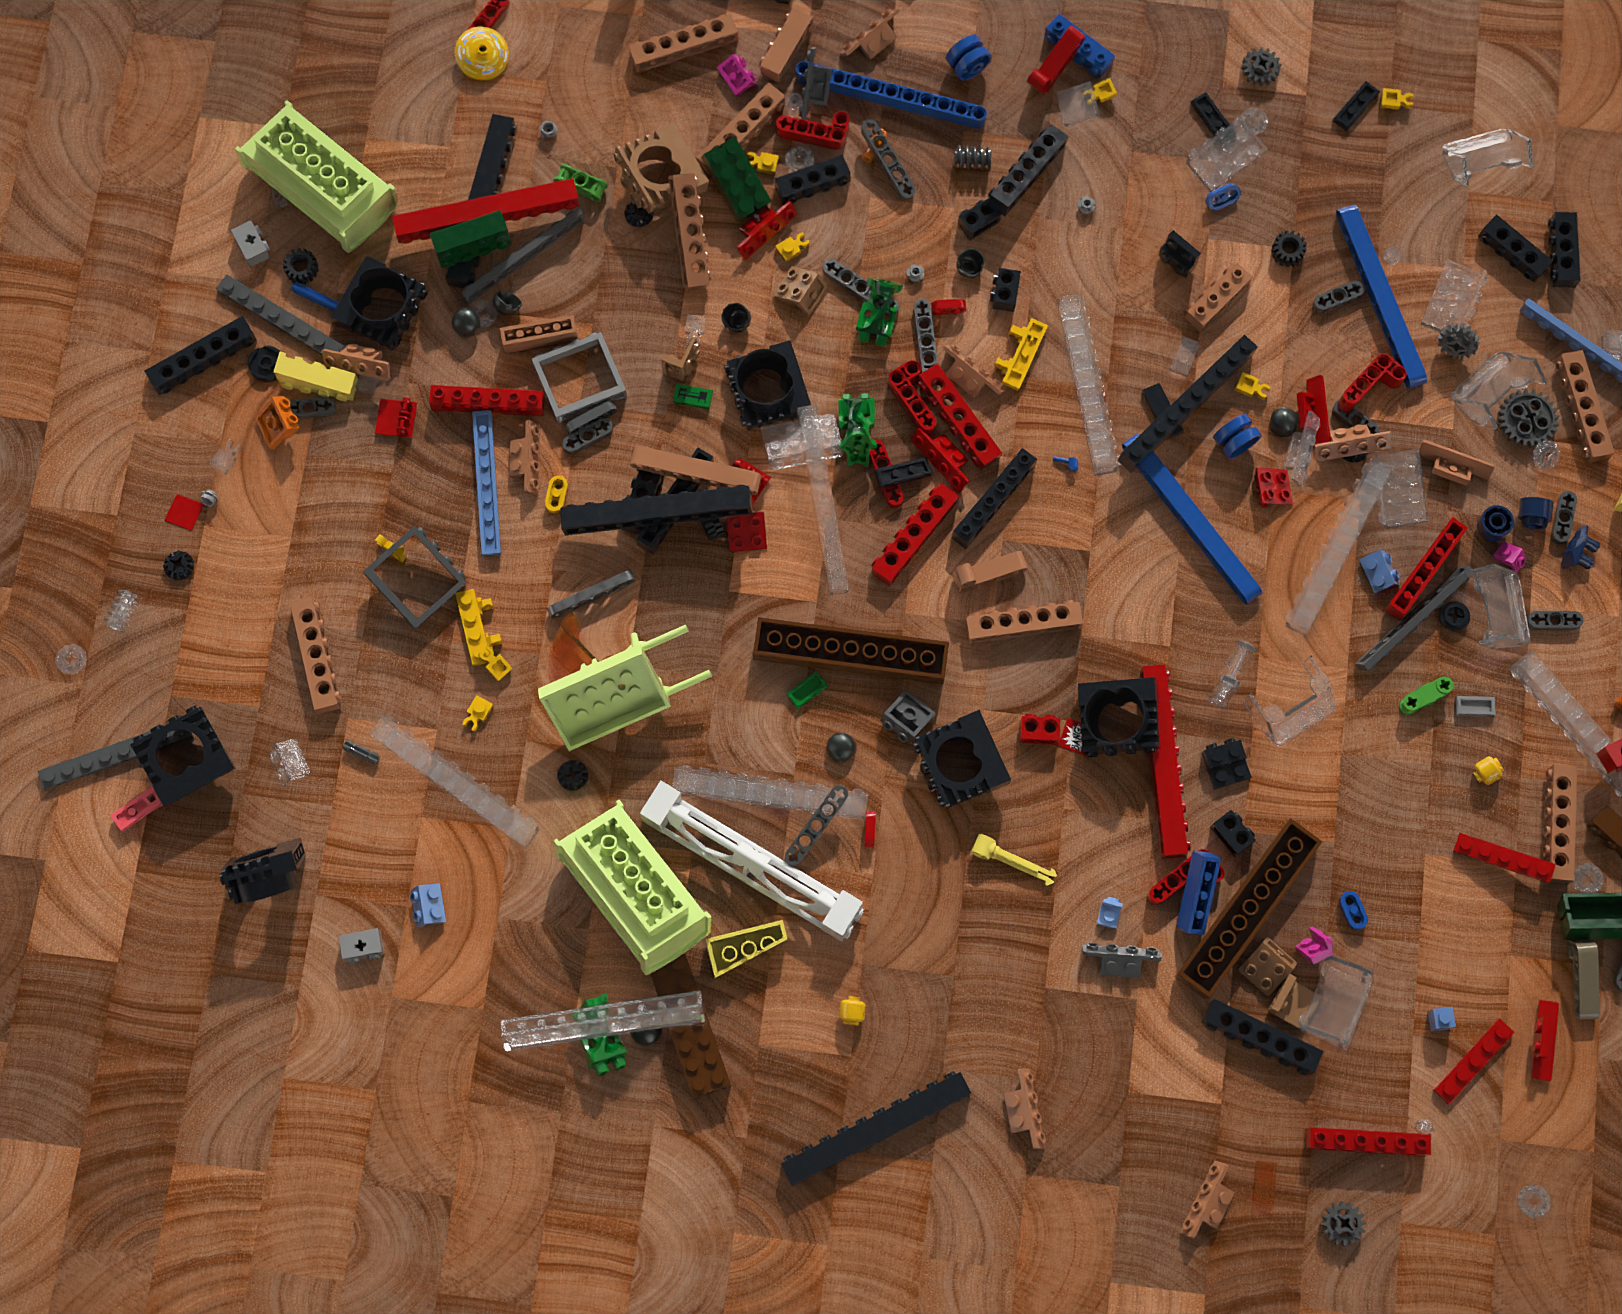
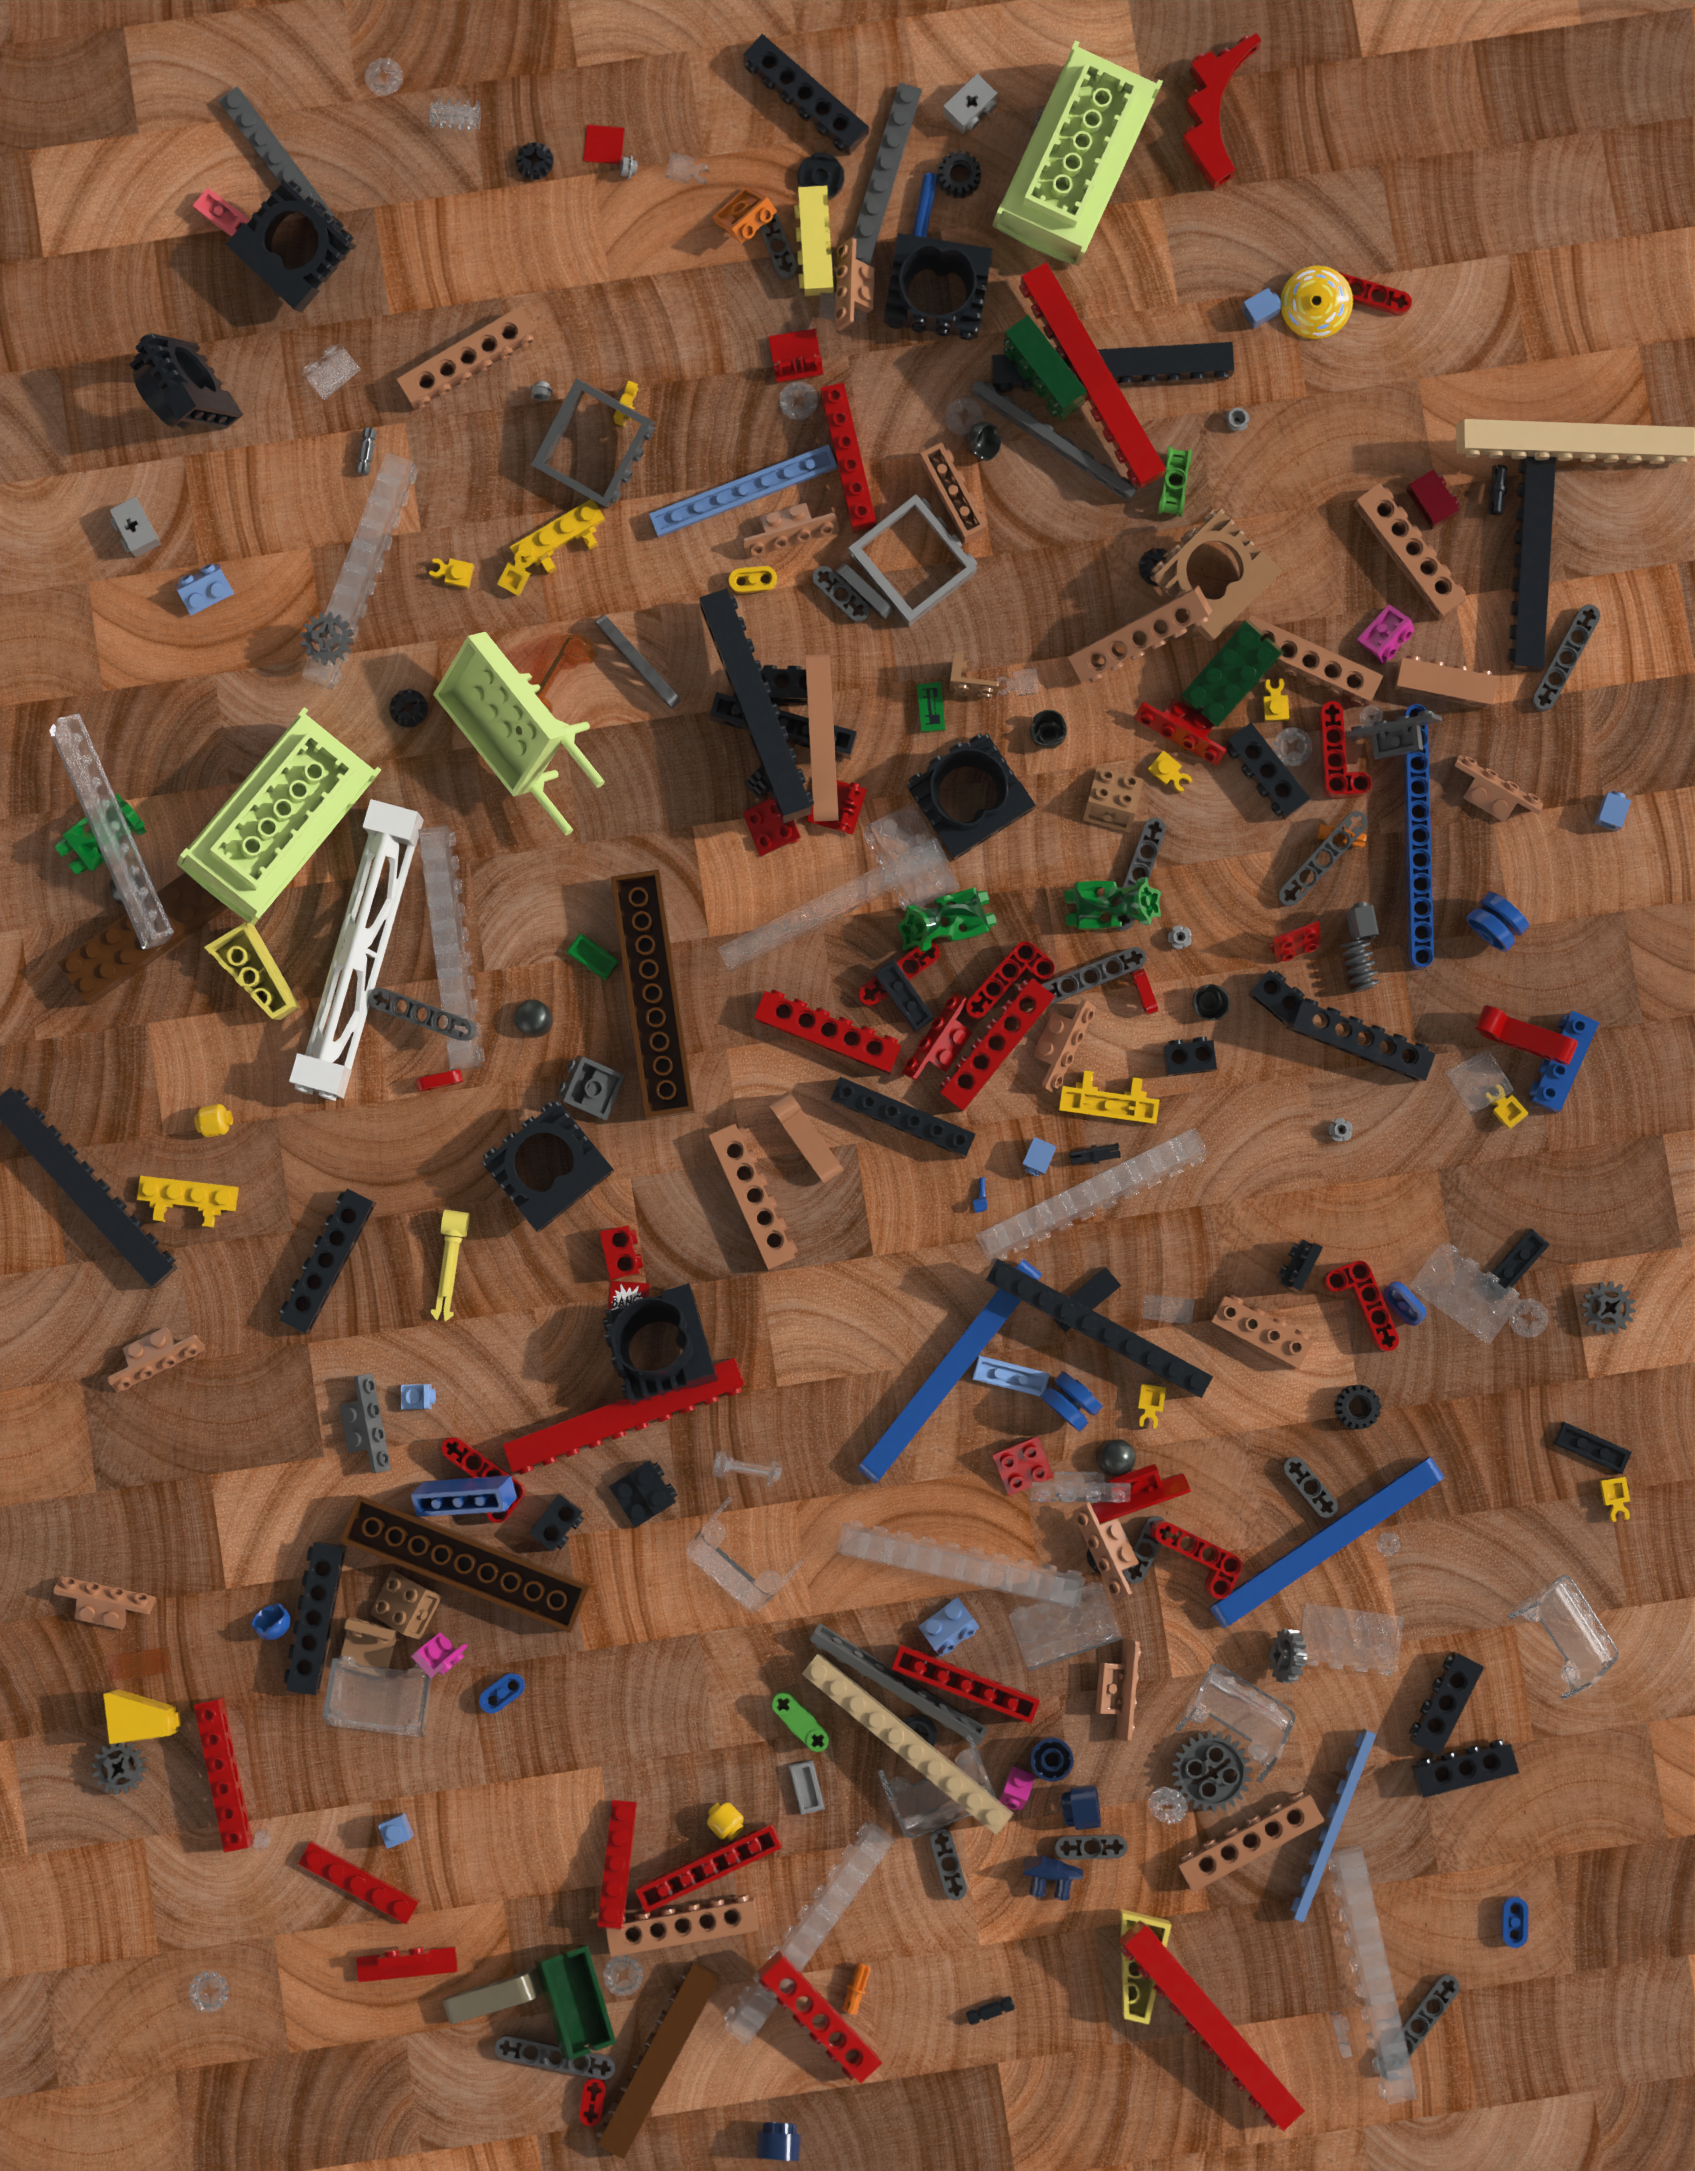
camera: 80 degrees right, 10 degrees up
(336, 92) = (1212, 76): none -> red arch
(359, 608) = (541, 391): none -> light grey plate
(435, 418) = (798, 389): none -> clear gear
(465, 322) = (944, 398): pearl dark grey hair -> none
(473, 90) = (1261, 308): none -> medium blue brick
(499, 822) = (337, 640): none -> dark grey gear
(650, 17) = (1433, 498): none -> dark red brick
(898, 1063) = (208, 1197): none -> yellow hinge
(942, 145) = (1362, 922): none -> dark grey brick
(942, 190) = (1296, 942): none -> red hinge
(983, 941) = (328, 1275): none -> black brick
(1049, 412) = (1038, 1157): none -> medium blue brick
(1058, 374) = (1095, 1154): none -> black pin
(1206, 477) = (1010, 1376): none -> light blue tile
(1241, 216) = (1366, 1308): none -> red beam
(1257, 1071) = (271, 1622): none -> blue hair
(1310, 1194) = (138, 1717): none -> yellow slope
(1462, 619) = (908, 1744): none -> tan brick
(1521, 790) = (709, 1867): none -> red brick

